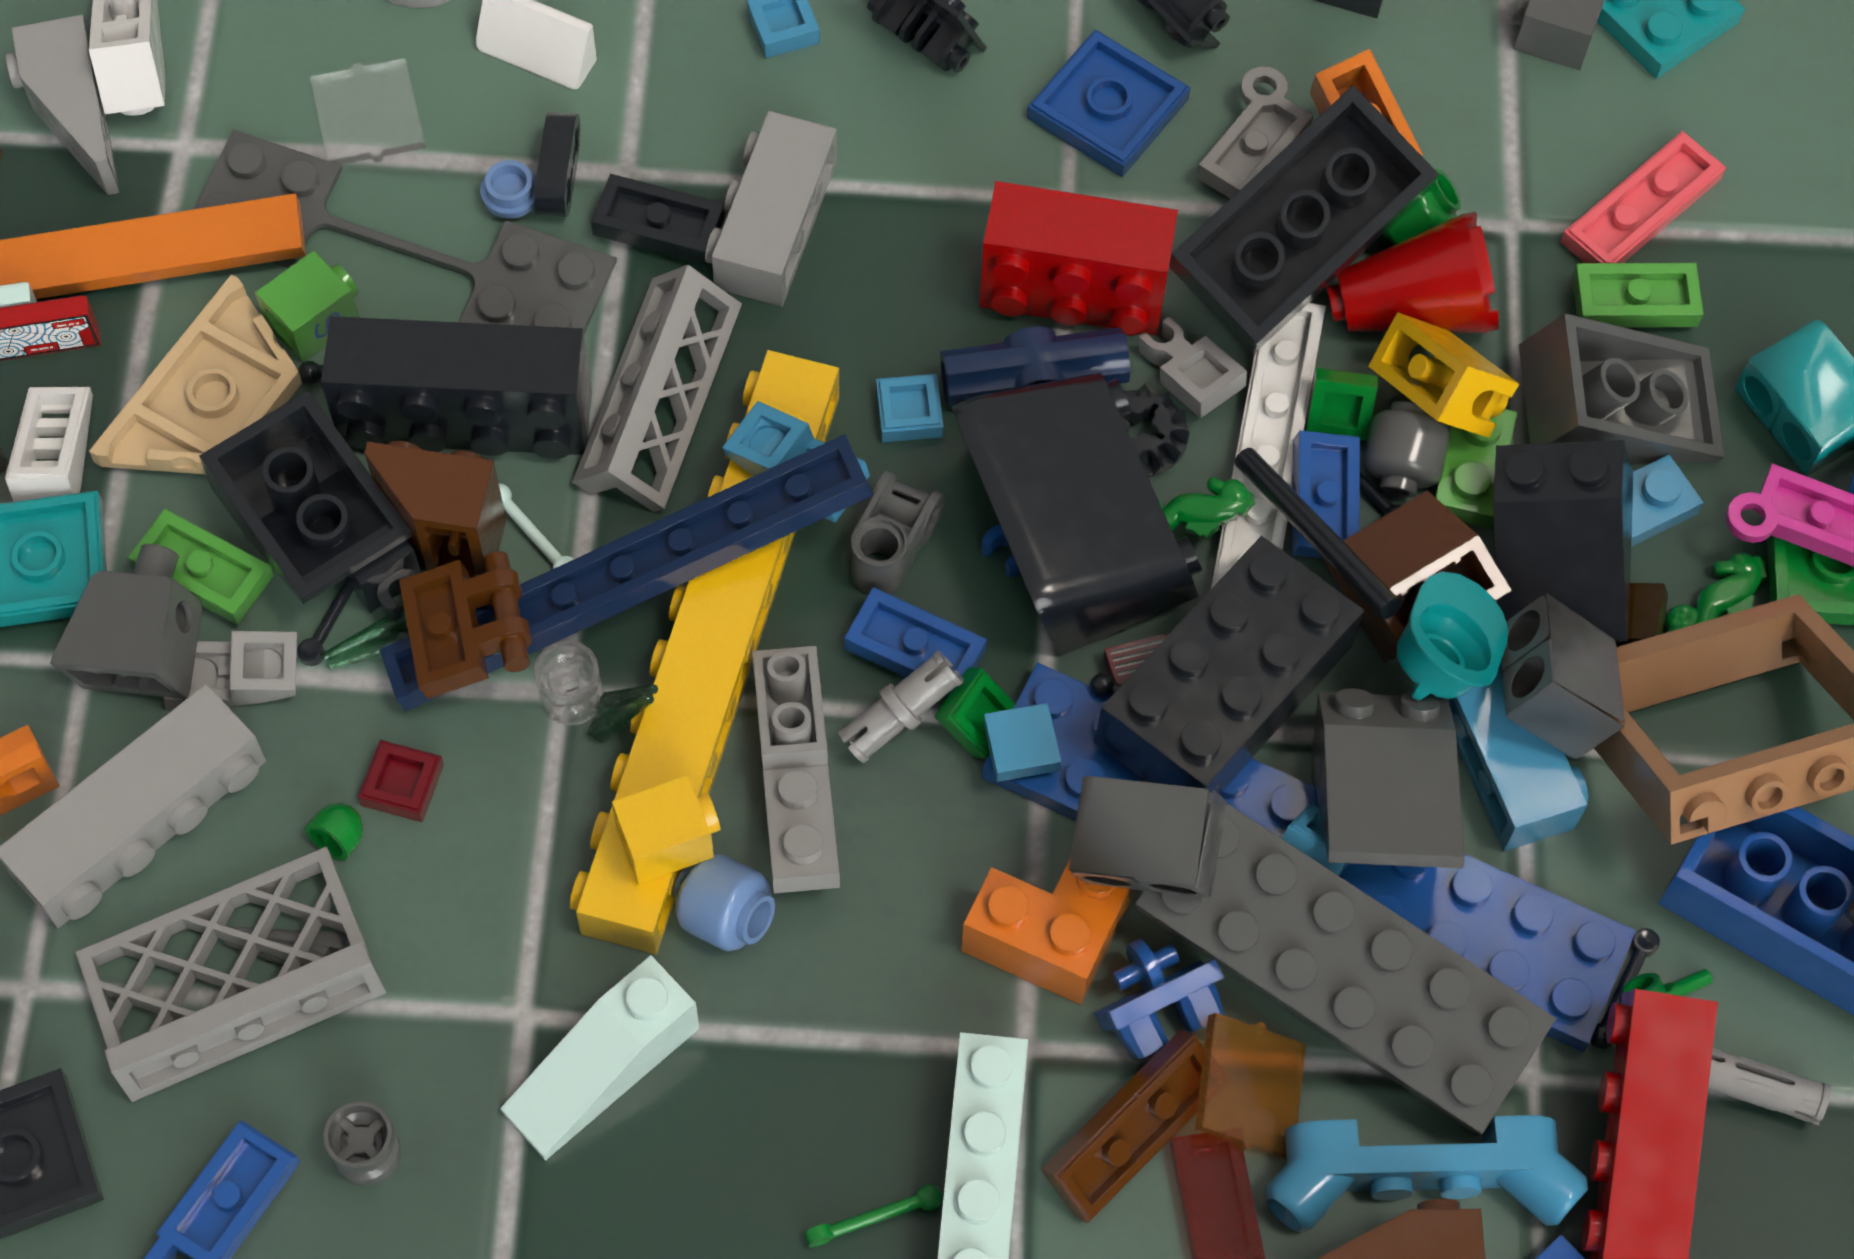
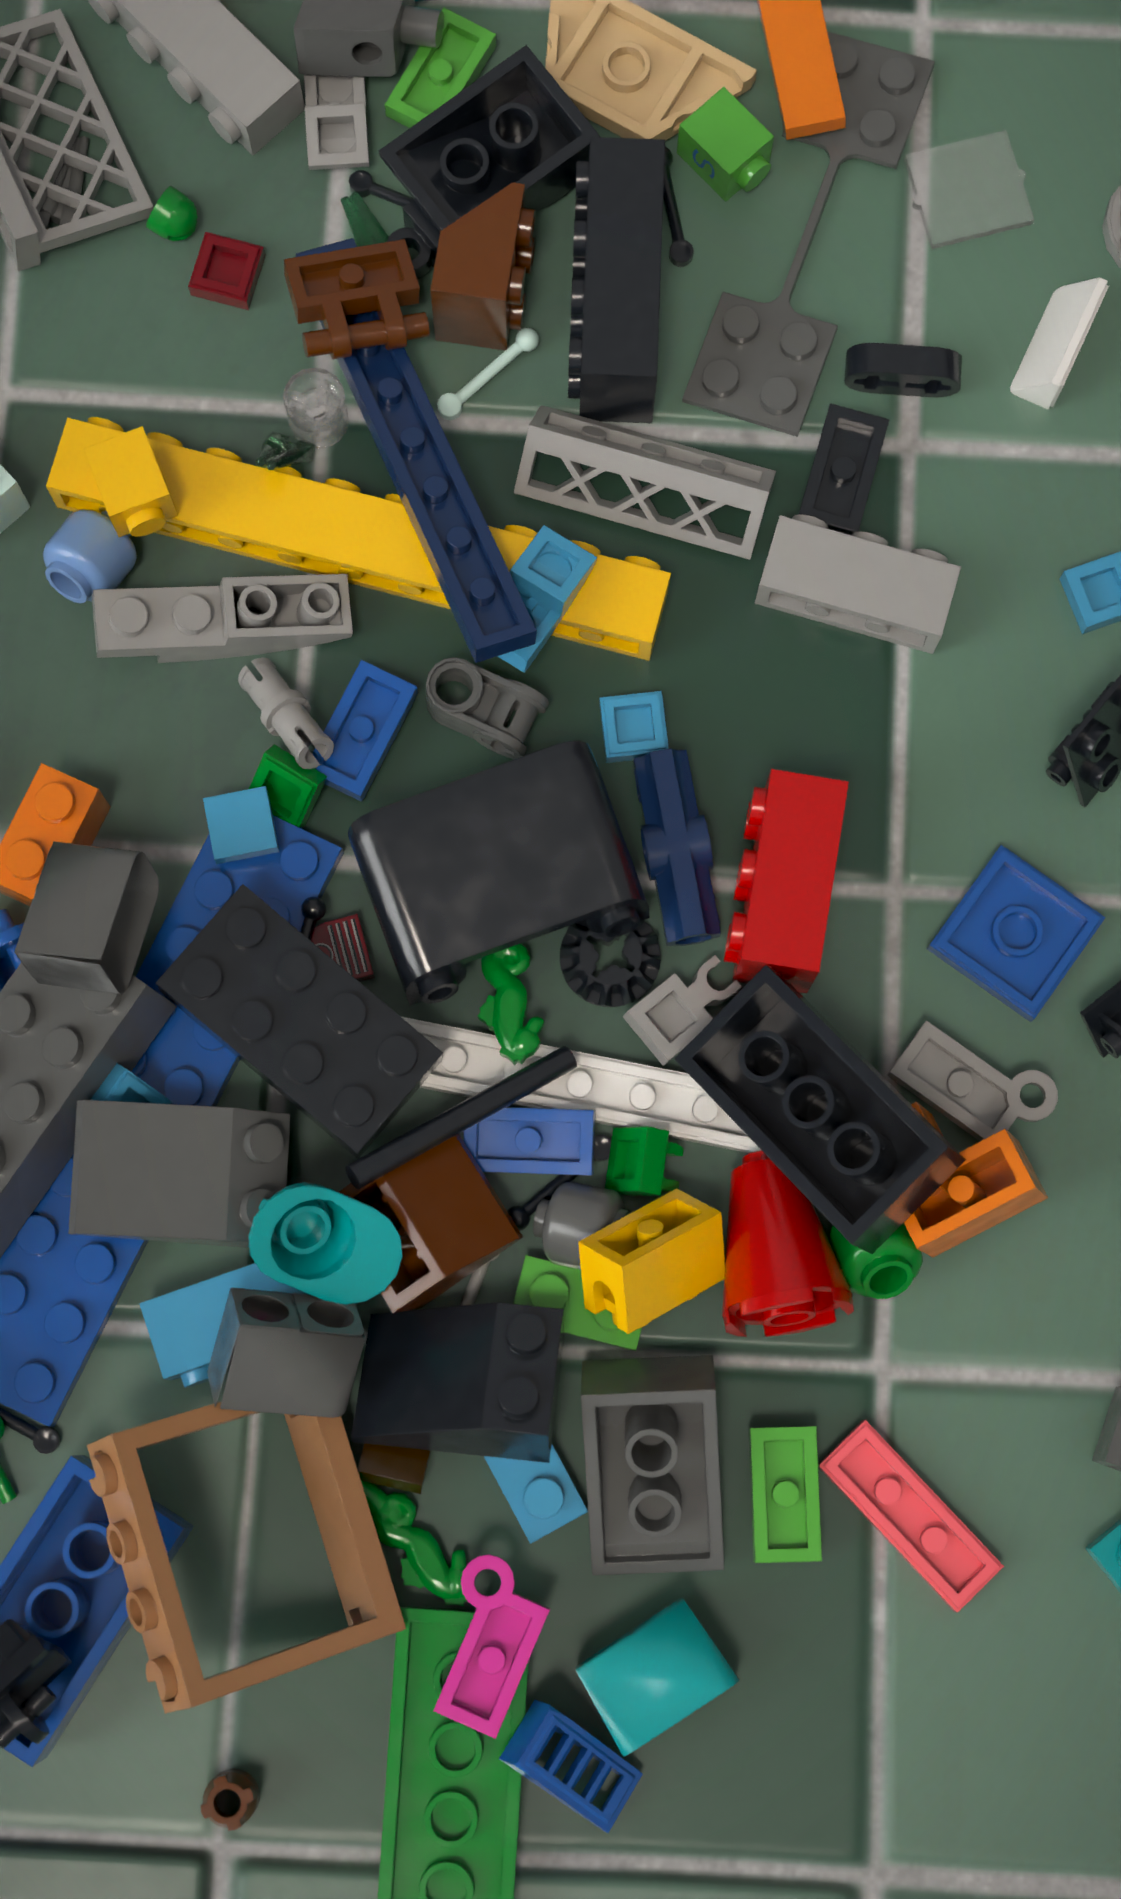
camera: 90 degrees right, 15 degrees up
(509, 189) = (874, 322): medium blue plate -> none

